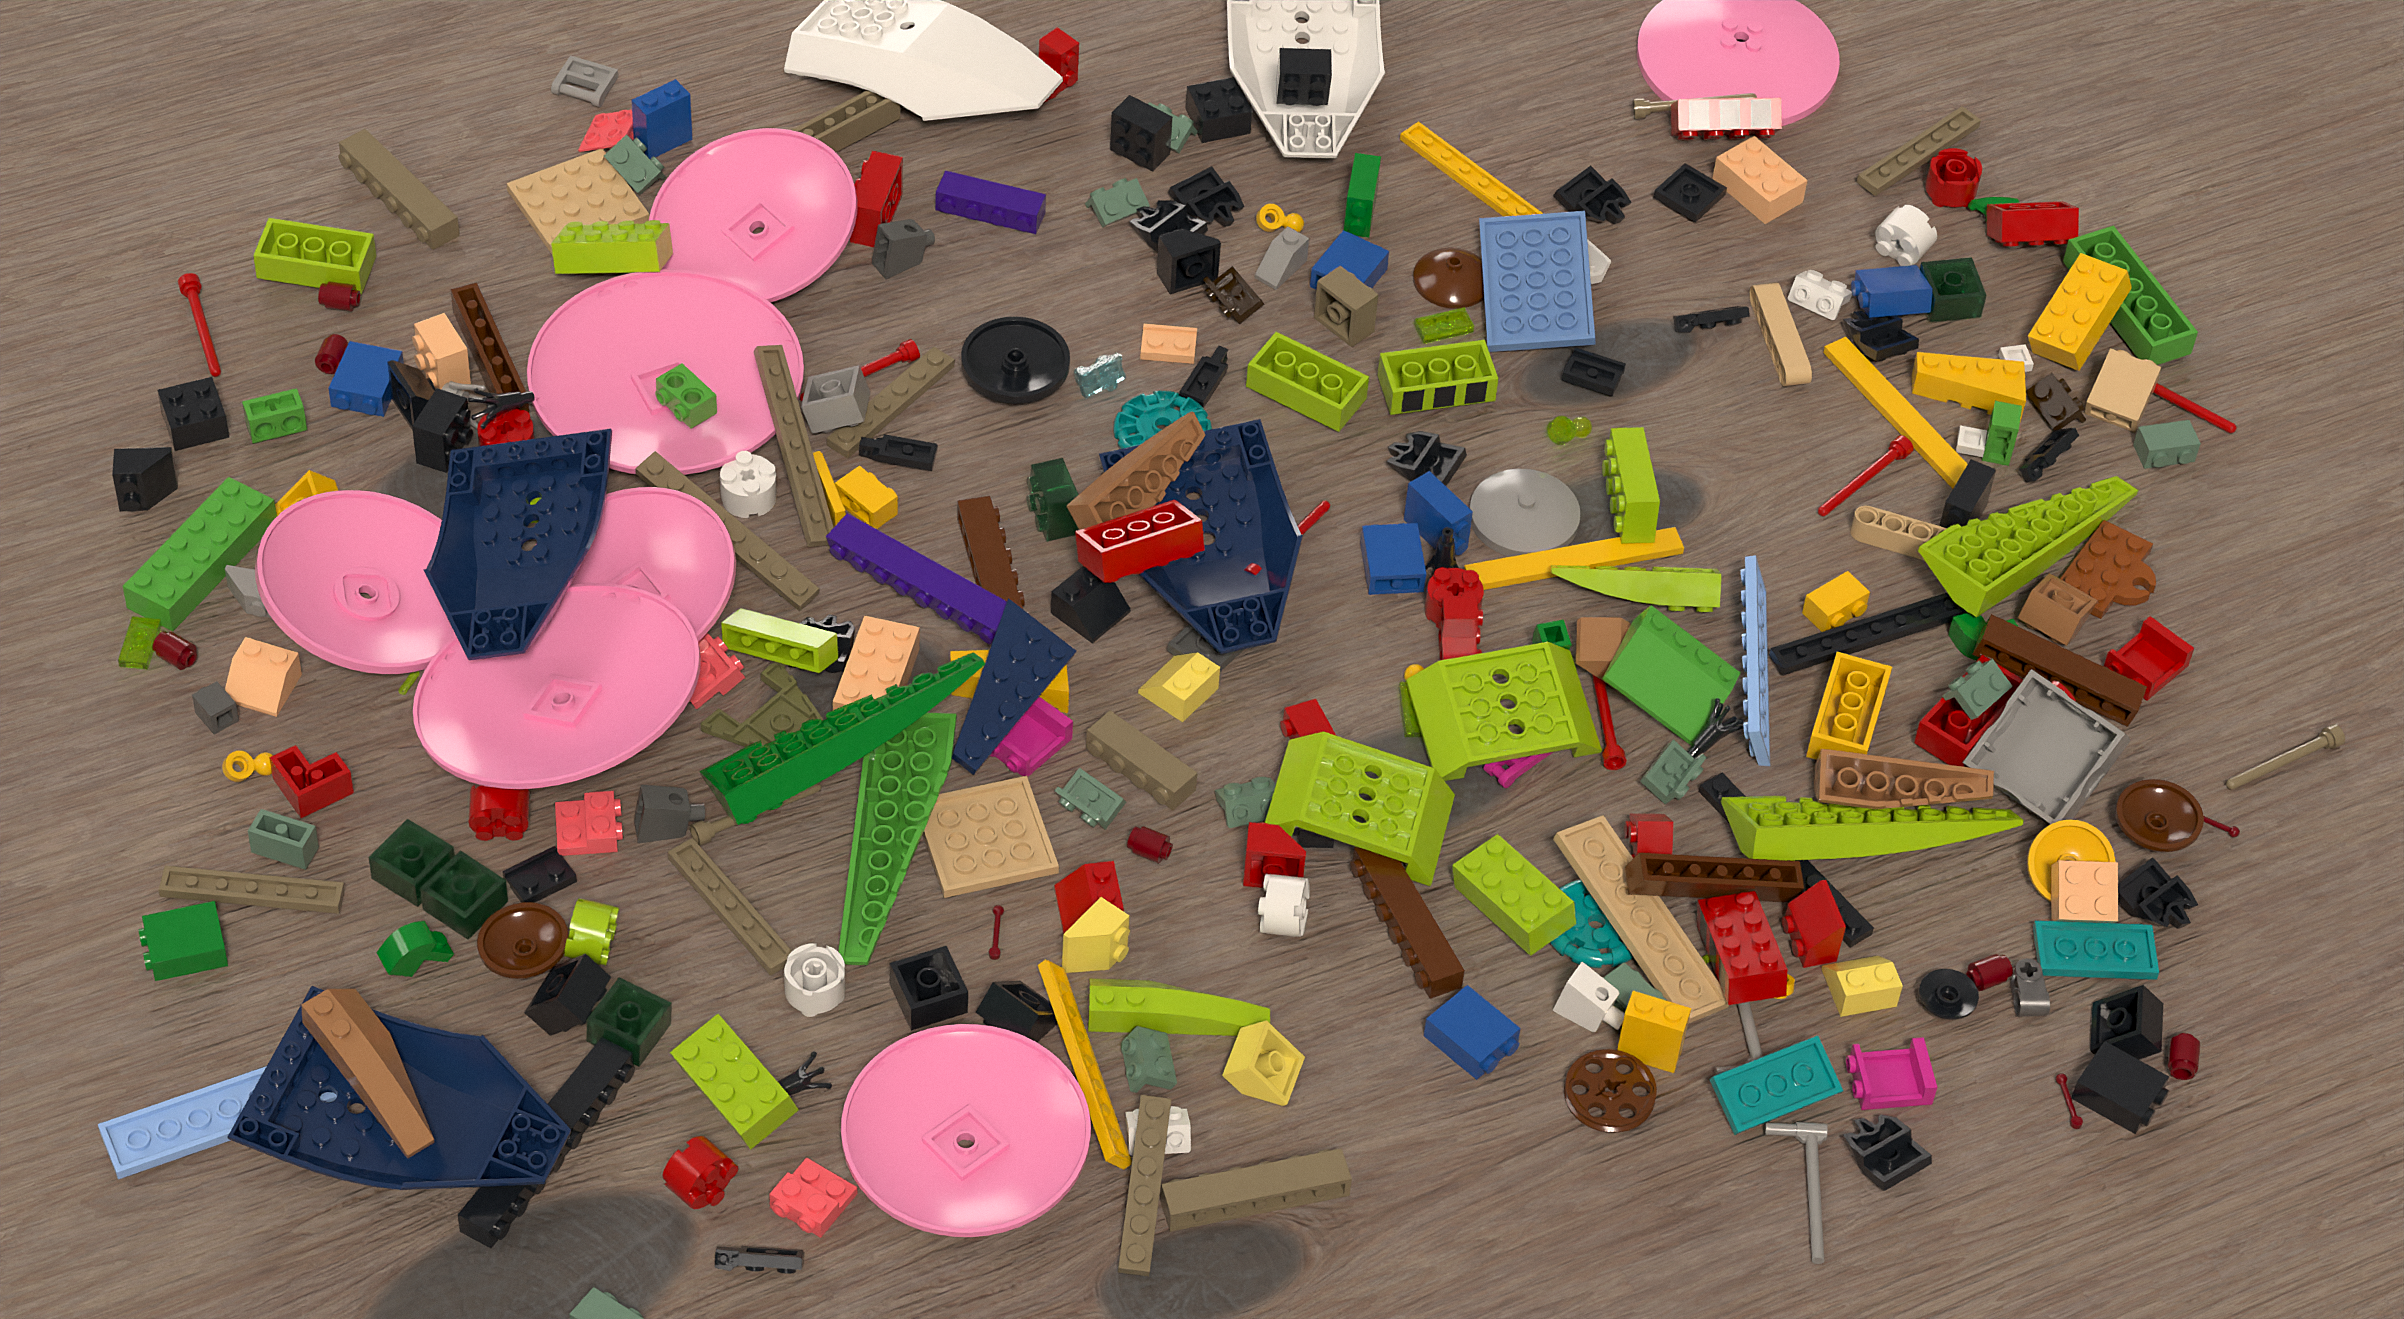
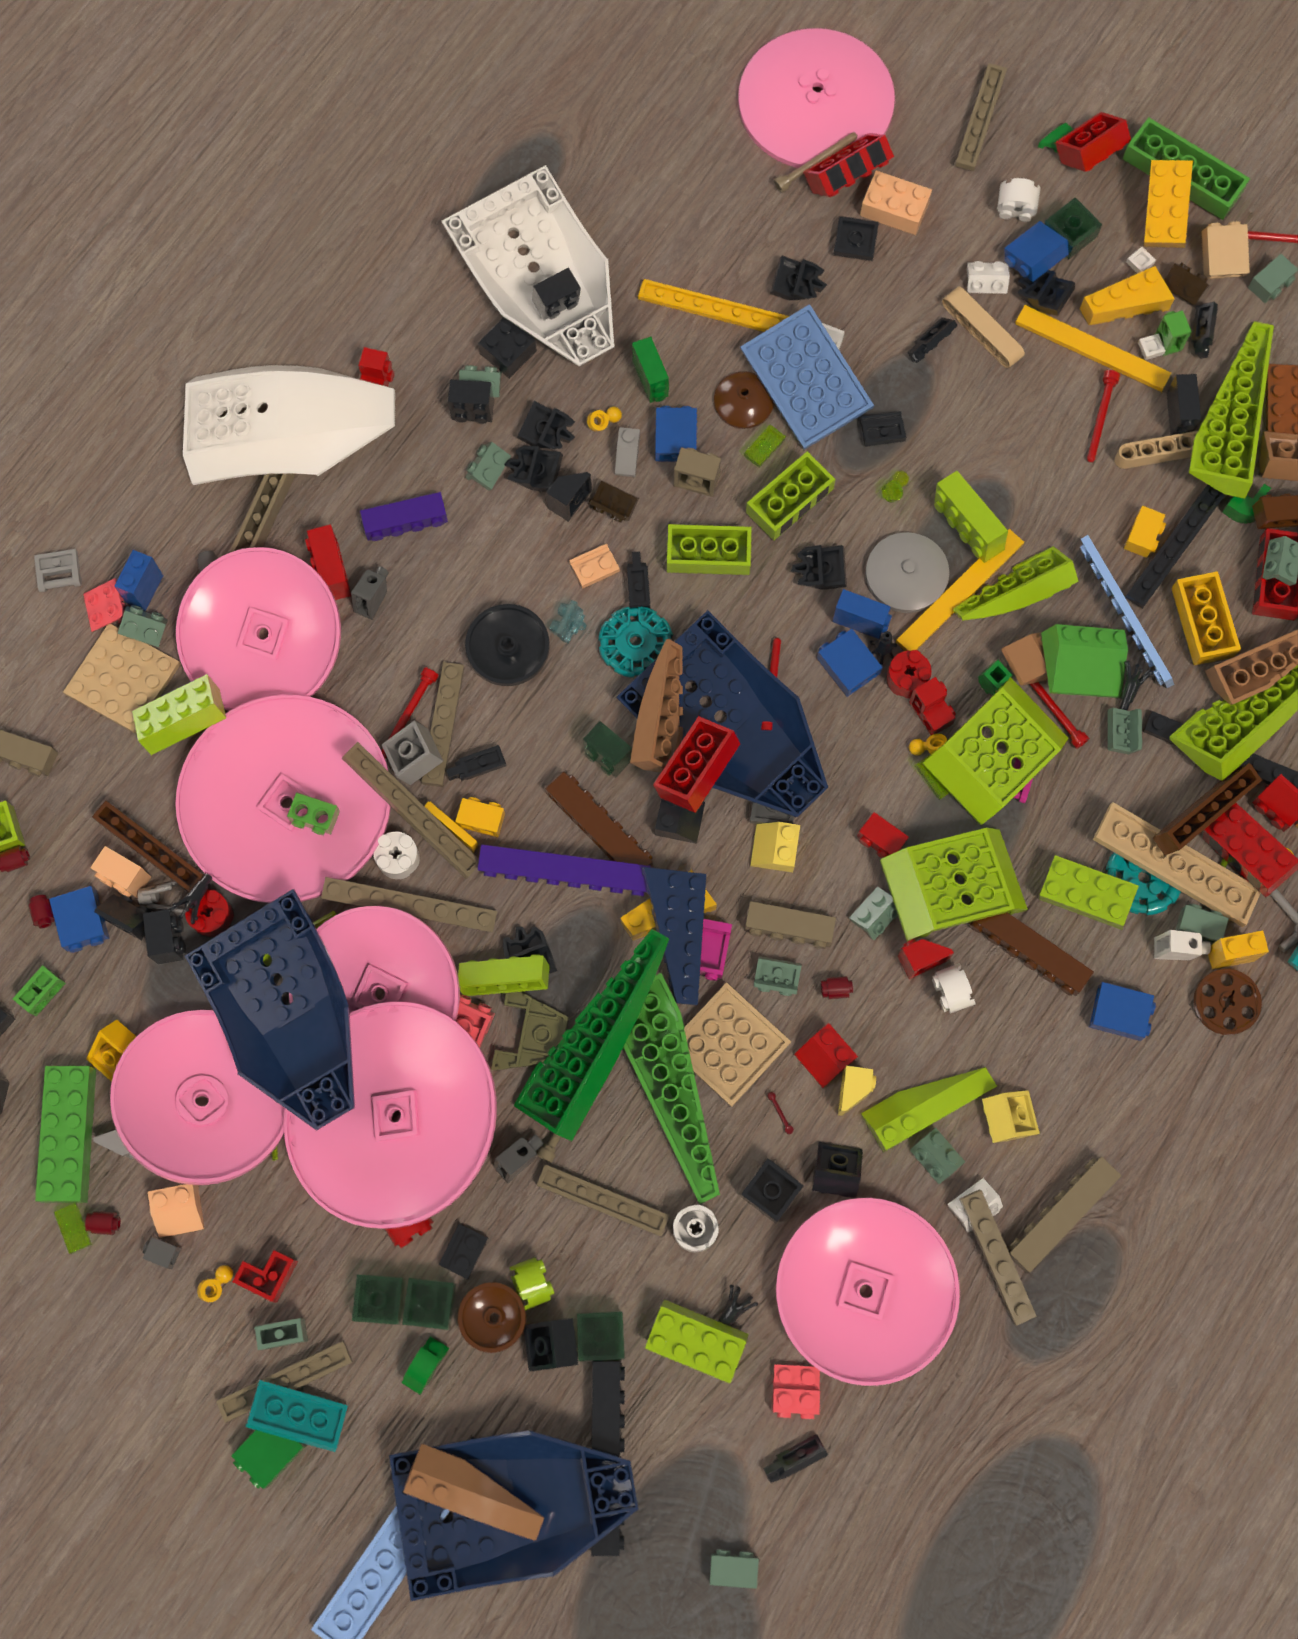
camera: 25 degrees left, 25 degrees up
(240, 916) = (296, 1416): none -> teal plate
(588, 824) = (475, 1198): coral plate -> none
(699, 1173) = (722, 1427): red brick -> none
(878, 660) = (578, 958): light nougat brick -> none
(1085, 1064) = (901, 1185): yellow tile -> none
(1649, 833) = (1147, 797): red brick -> none
(1953, 178) = (1019, 130): red brick -> none

